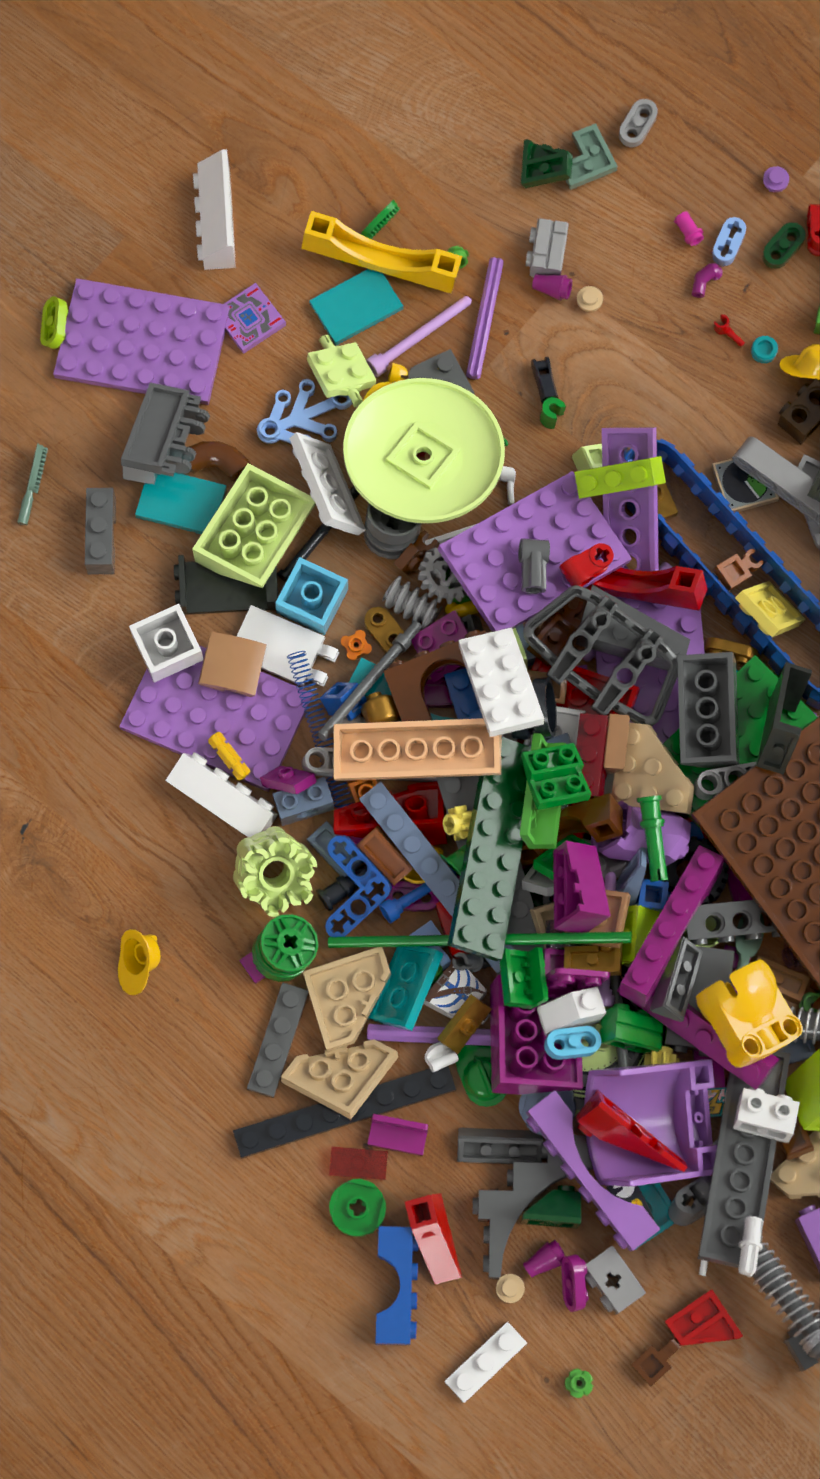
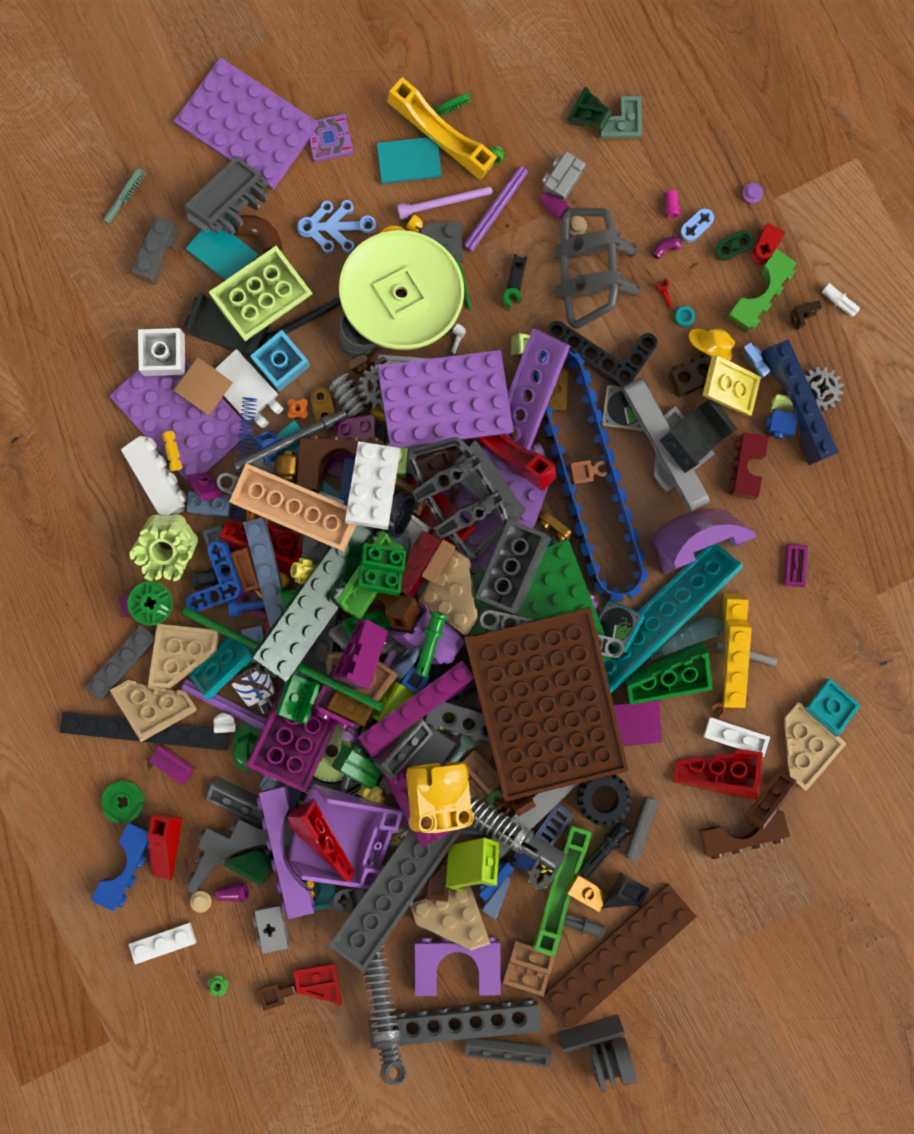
camera: 25 degrees right, 10 degrees up
(53, 322) = (189, 83): lime plate -> none
(137, 958) = (49, 566): yellow piece -> none
(215, 212) = (339, 49): white slope -> none
(327, 484) = (323, 295): white plate -> none
(341, 370) = (375, 204): yellowish green plate -> none
(358, 1163) = (137, 771): clear red plate -> none
(464, 1023) = (247, 710): pearl gold plate -> none
(534, 558) = (438, 406): dark grey piece -> none
(571, 1043) = (311, 759): medium azure plate -> none
(572, 1010) = (321, 736): white slope -> none
(573, 1282) = (242, 922): magenta plate -> none
(584, 567) = (471, 425): red piece -> none
(620, 477) = (529, 372): lime arch -> none
(636, 124) = (671, 109): light grey plate -> none
(647, 348) = (594, 283): none -> dark grey piece
(690, 432) = (602, 356): none -> black beam
(750, 1245) = (365, 956): white axle -> none
(766, 1115) = (422, 867): white brick -> none
(769, 609) = (595, 510): light yellow plate -> none
(778, 737) = (547, 616): pearl dark grey panel -> none

